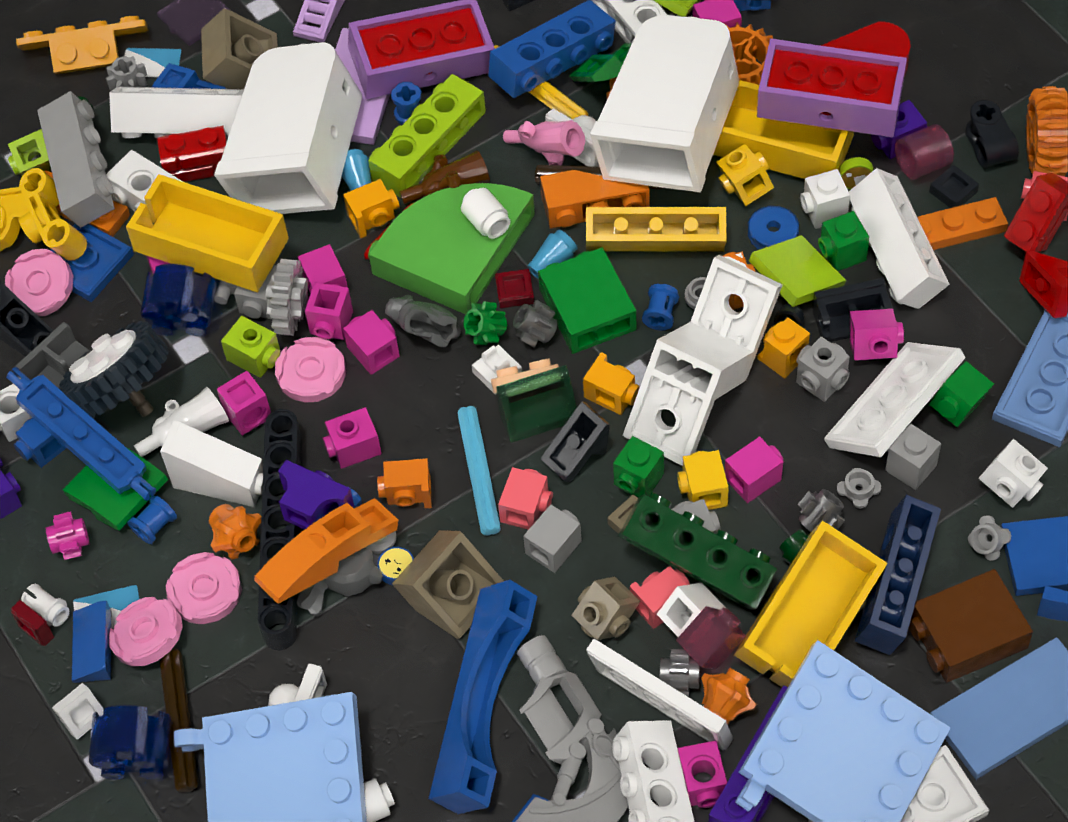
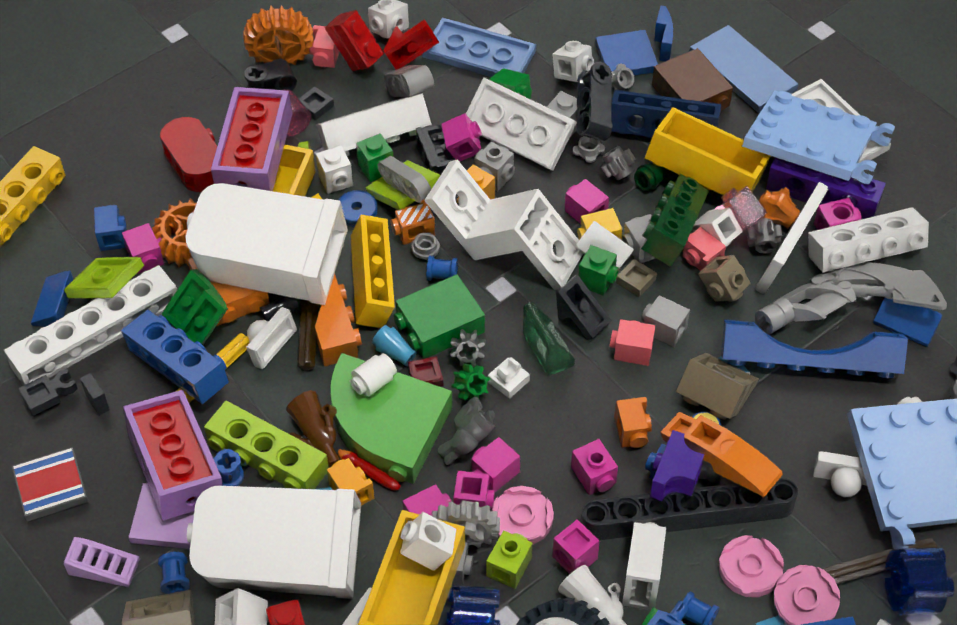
camera: 100 degrees left, 5 degrees down
(224, 241) = (428, 541): none -> white brick
(233, 530) = (699, 542): orange rock -> none
(478, 471) = (607, 379): medium azure axle -> none
(511, 374) = (523, 348): light nougat plate -> none
(550, 139) = (277, 351): bright pink piece -> none
(610, 385) = (519, 293): light orange brick -> none
(673, 472) = (604, 239): none -> white sticker
(784, 253) = (404, 178): none -> light grey beam
(907, 475) = (595, 102): none -> black piece
(964, 223) = (346, 93): orange plate -> none
(965, 271) = (409, 81): none -> light grey beam

